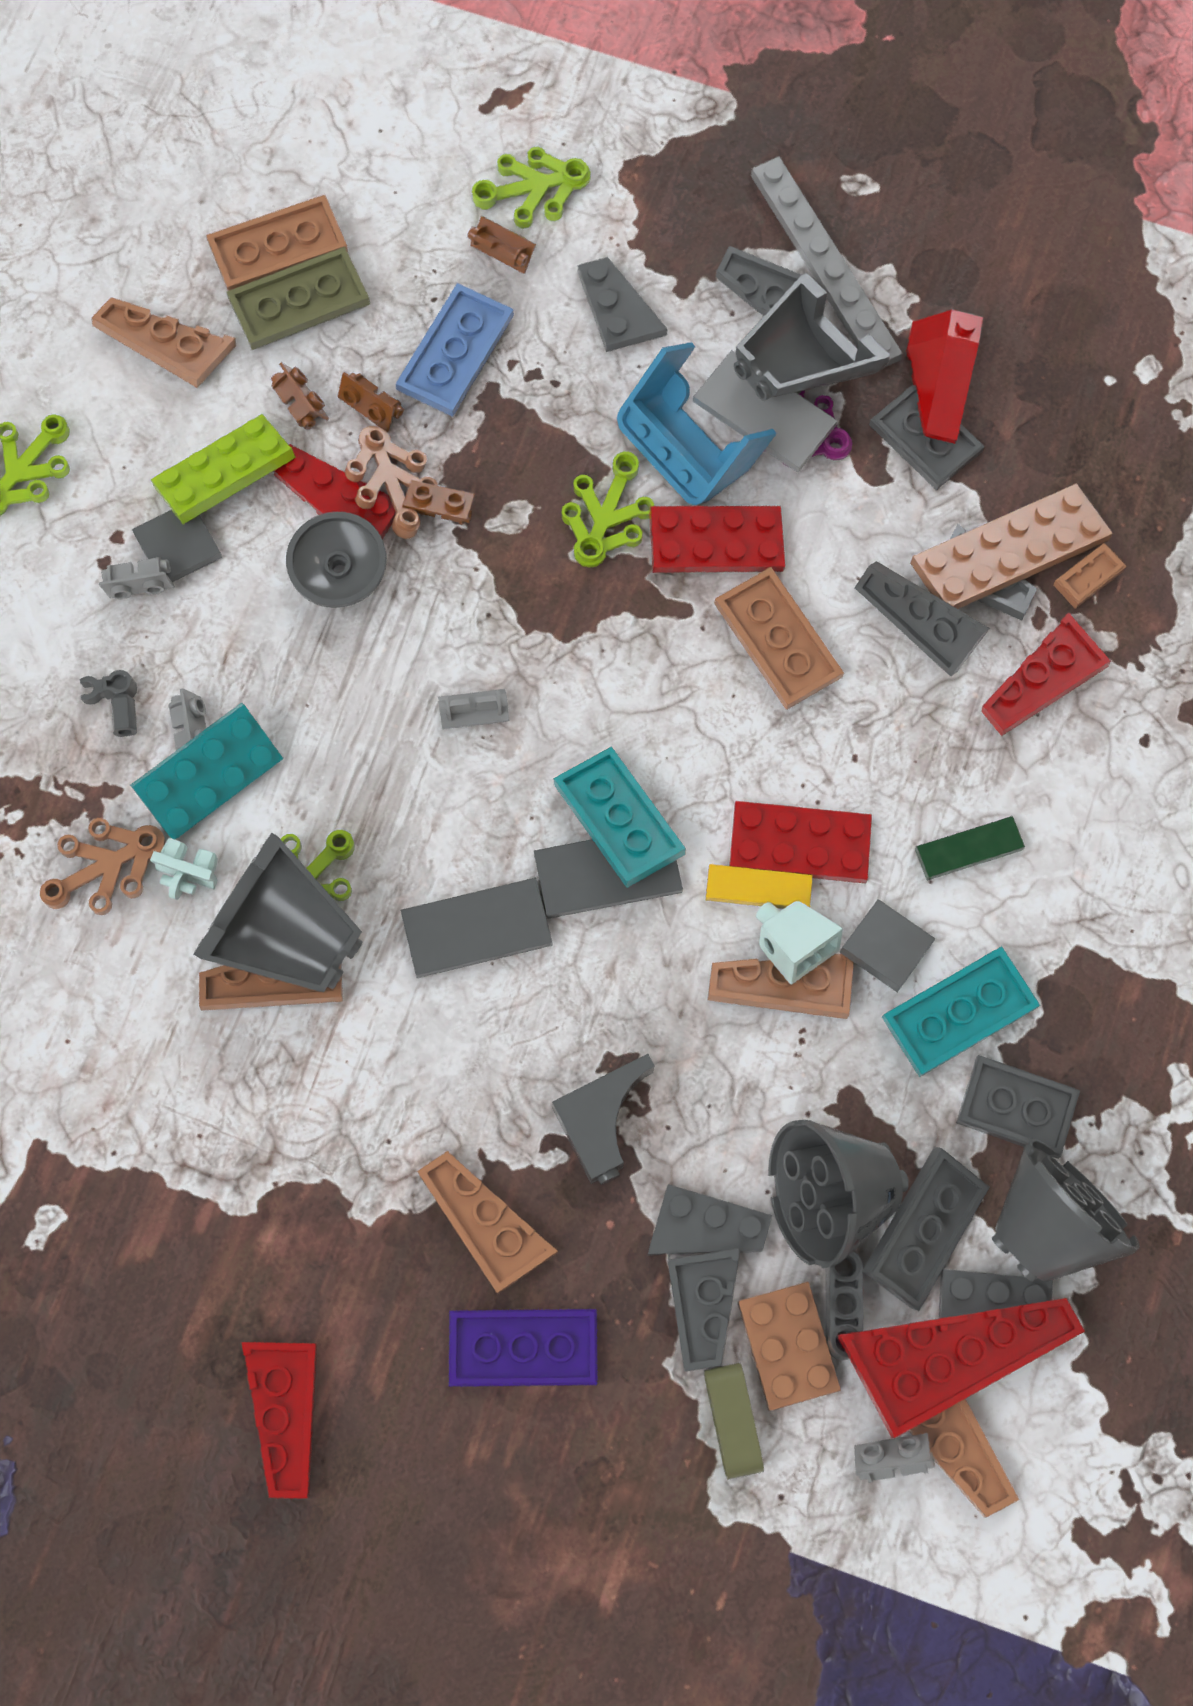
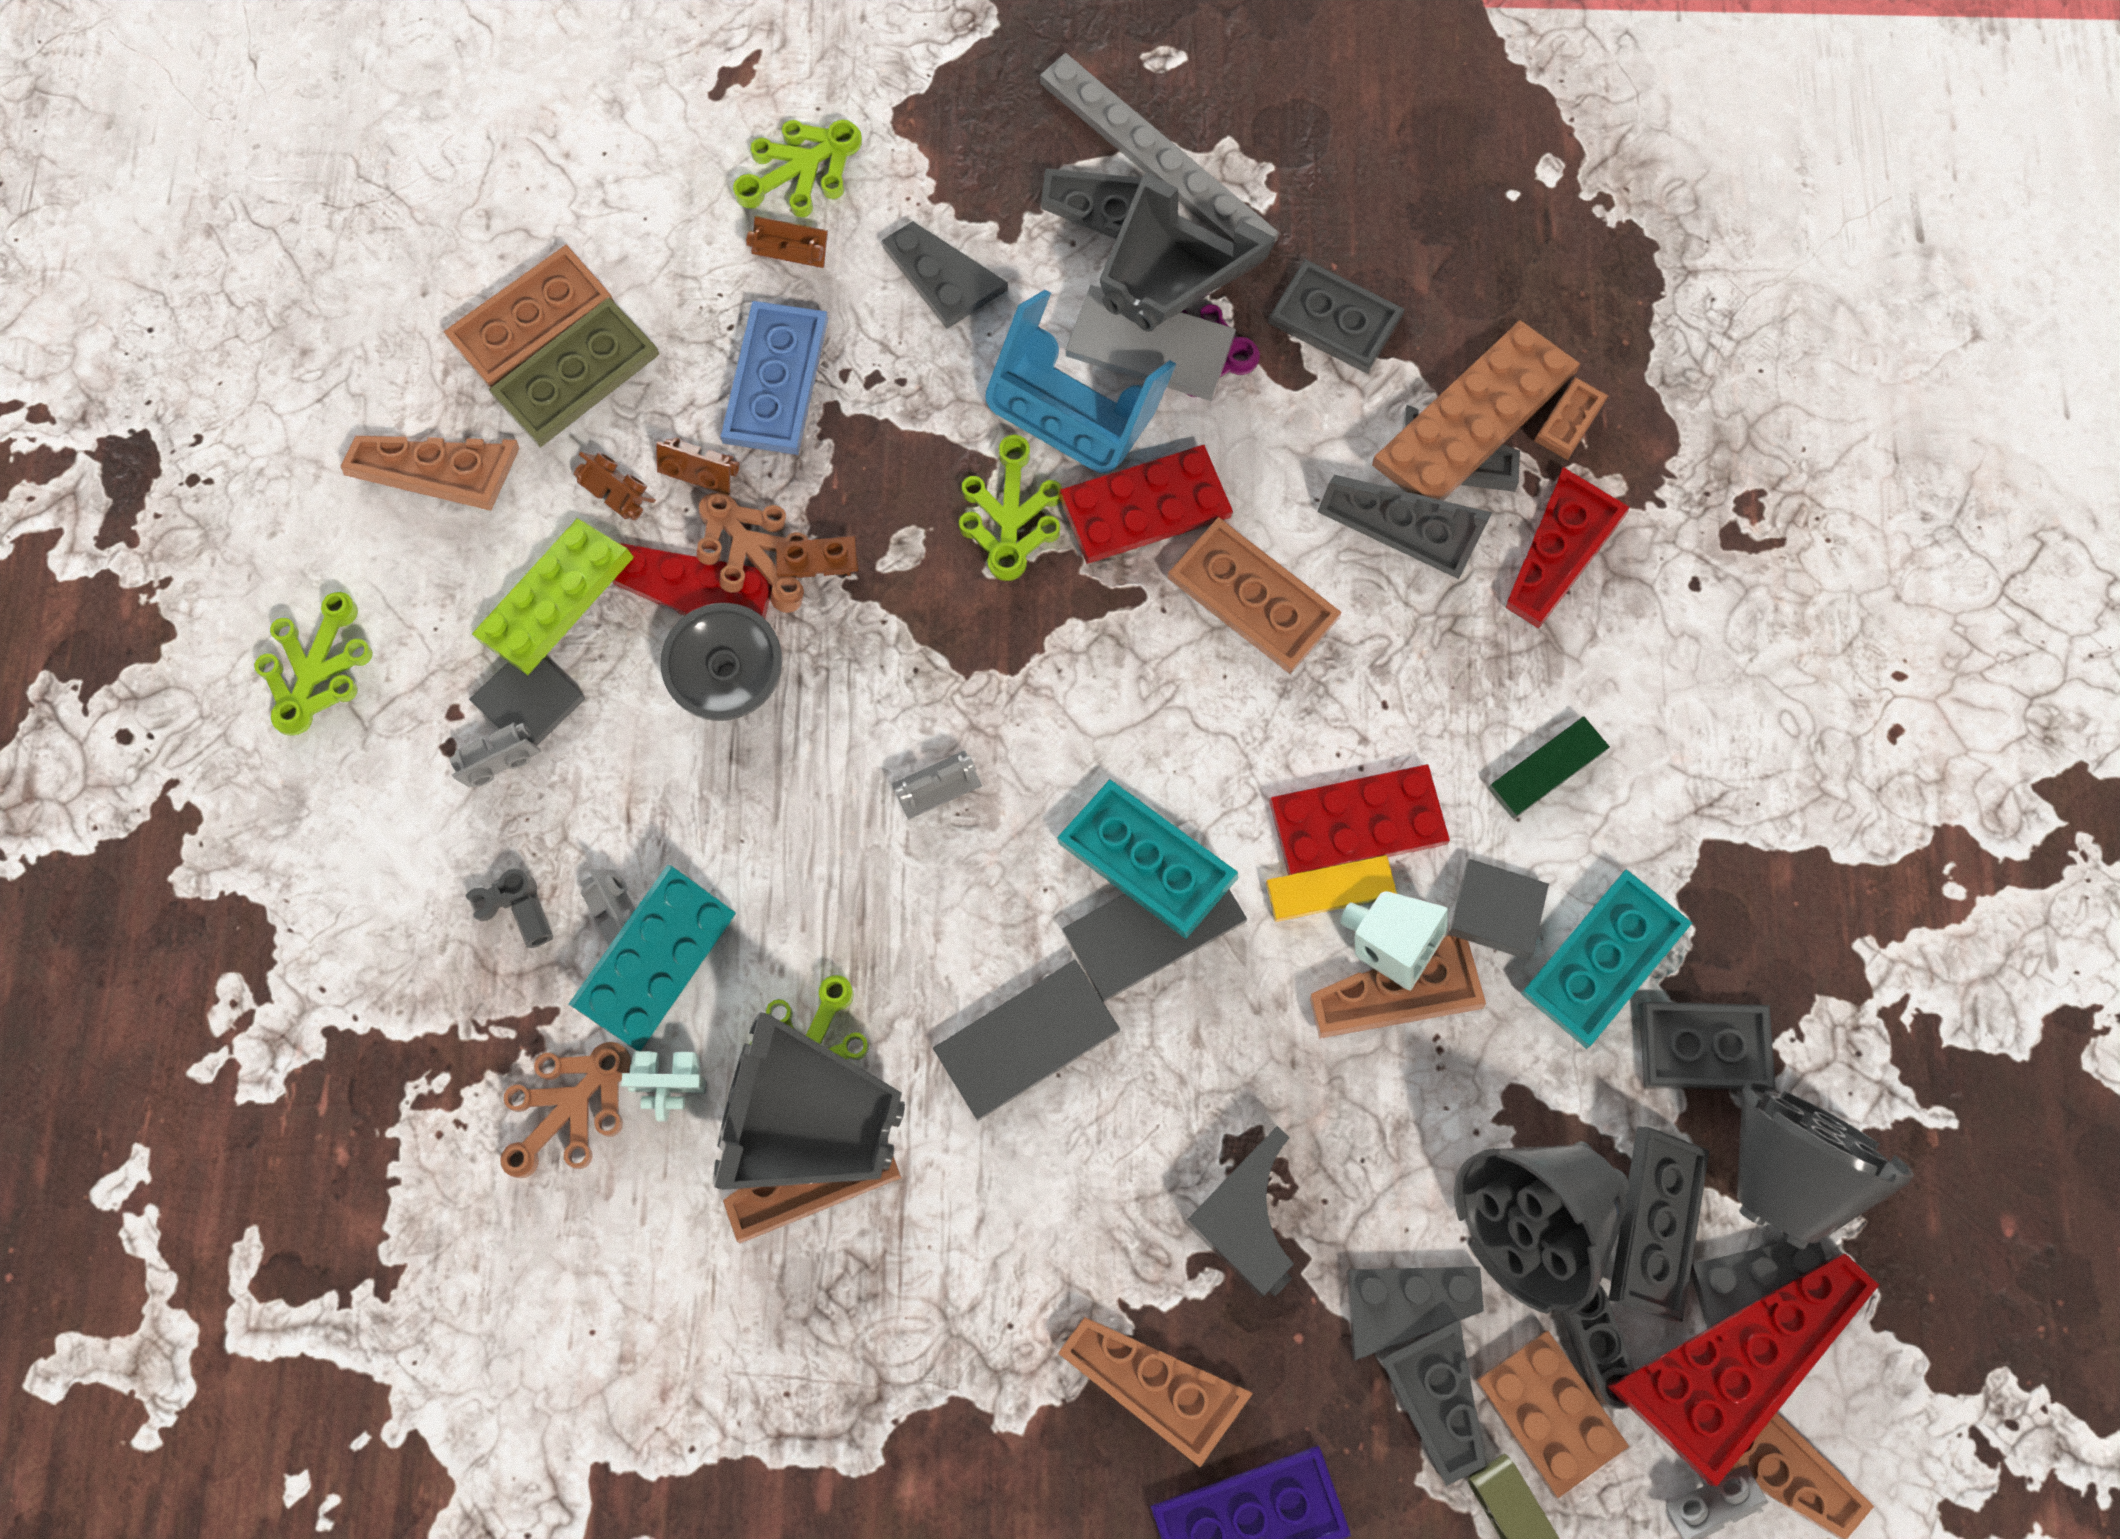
camera: 15 degrees left, 0 degrees up
(942, 364) = (1329, 228): red wedge -> none

